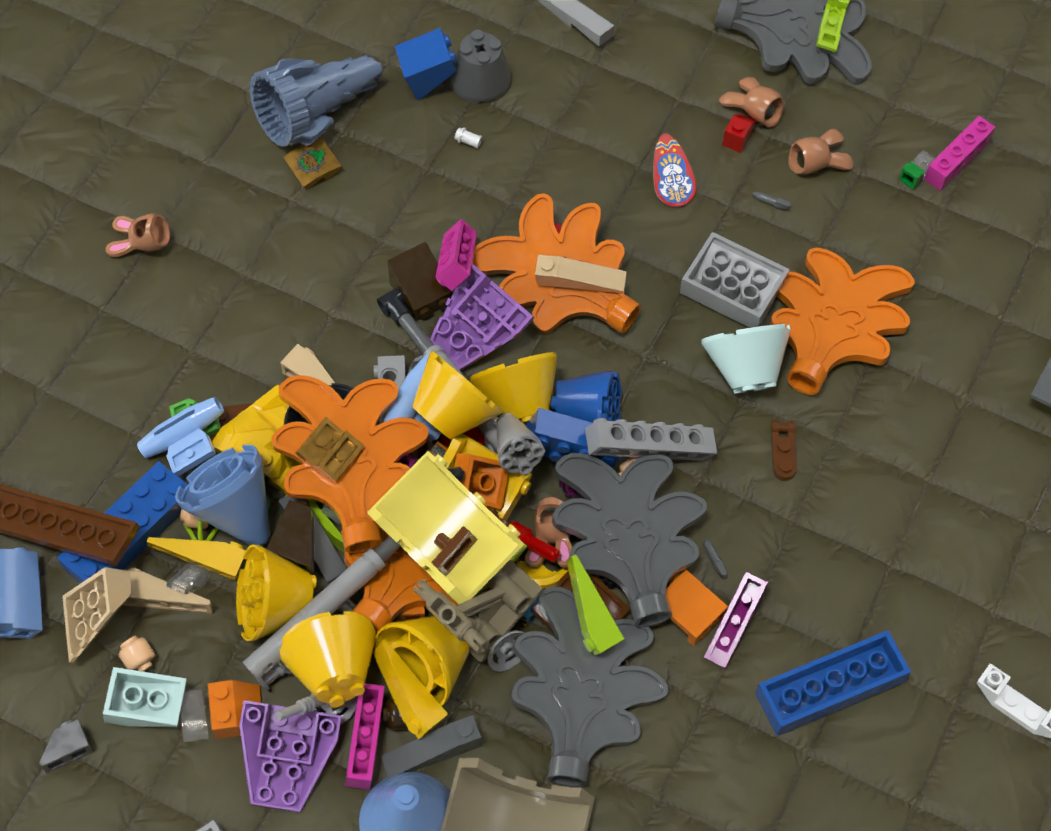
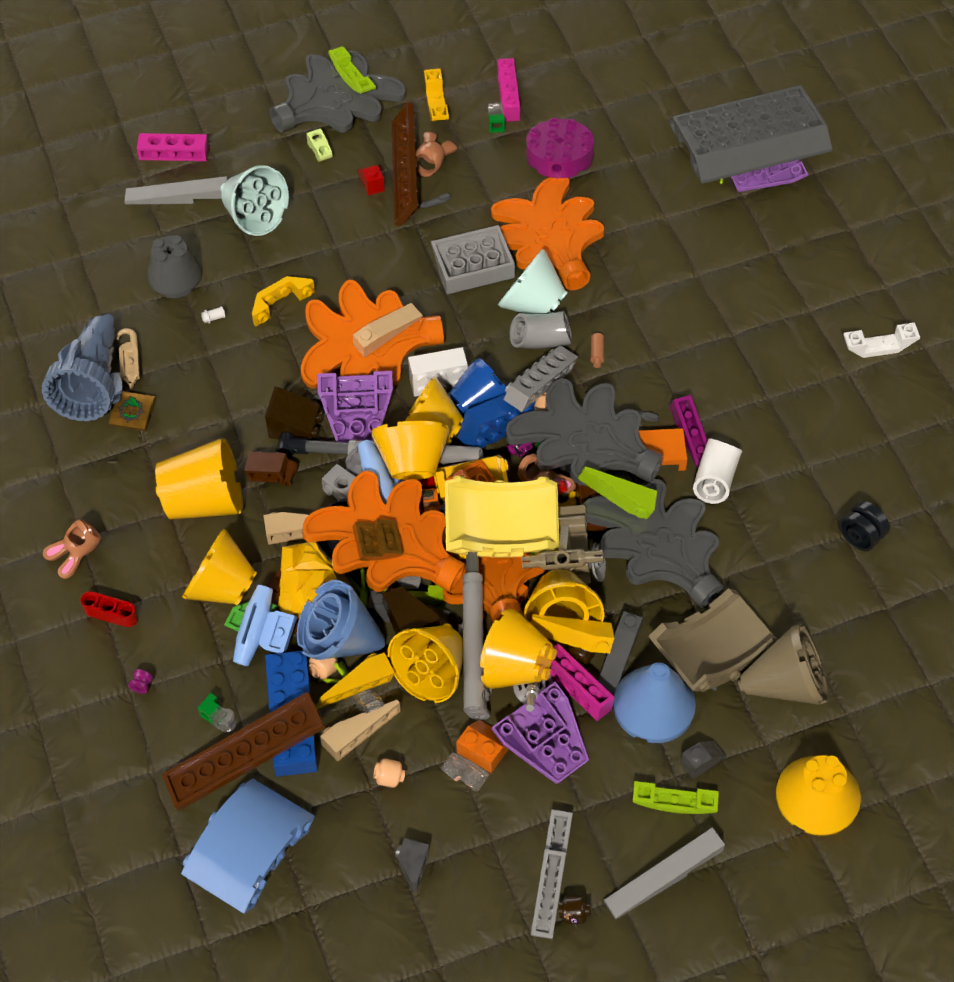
camera: 45 degrees left, 5 degrees down
(57, 390) = (140, 681): none -> magenta wheel
(76, 473) = (216, 715): none -> leg
(92, 606) = (337, 769): tan wedge -> none
(105, 318) = (104, 602): none -> red beam
(143, 699) = (427, 790): light aqua slope -> none
(204, 361) = (222, 574): none -> yellow cone
(278, 271) = (200, 483): none -> yellow cone
(354, 309) = (270, 468): none -> reddish brown hinge
(361, 116) = (129, 358): none -> tan plate
(426, 61) = (138, 288): blue slope -> none
(452, 549) = (516, 525): reddish brown tile -> none
(456, 255) = (300, 380): dark pink brick -> none
(517, 445) = (476, 441): light grey cone -> none
(548, 164) = (299, 286): none -> yellow slope
(578, 350) = (444, 365): none -> white brick
(609, 68) = (256, 199): none -> light aqua cone
(672, 173) = (363, 232): shield -> none
(711, 673) = (716, 471): none -> white brick
(715, 401) = (540, 330): none -> light grey brick
(730, 64) = (319, 145): none -> yellowish green leg
(747, 463) = (597, 349): none -> nougat cylinder
(755, 101) = (364, 152): nougat piece -> none
(778, 143) = (404, 164): none -> reddish brown plate
(783, 450) = (607, 326): reddish brown plate -> none
(832, 682) = (780, 417): blue brick -> none
(886, 106) = (435, 95): none -> yellow slope
(938, 247) = (559, 148): none -> magenta brick

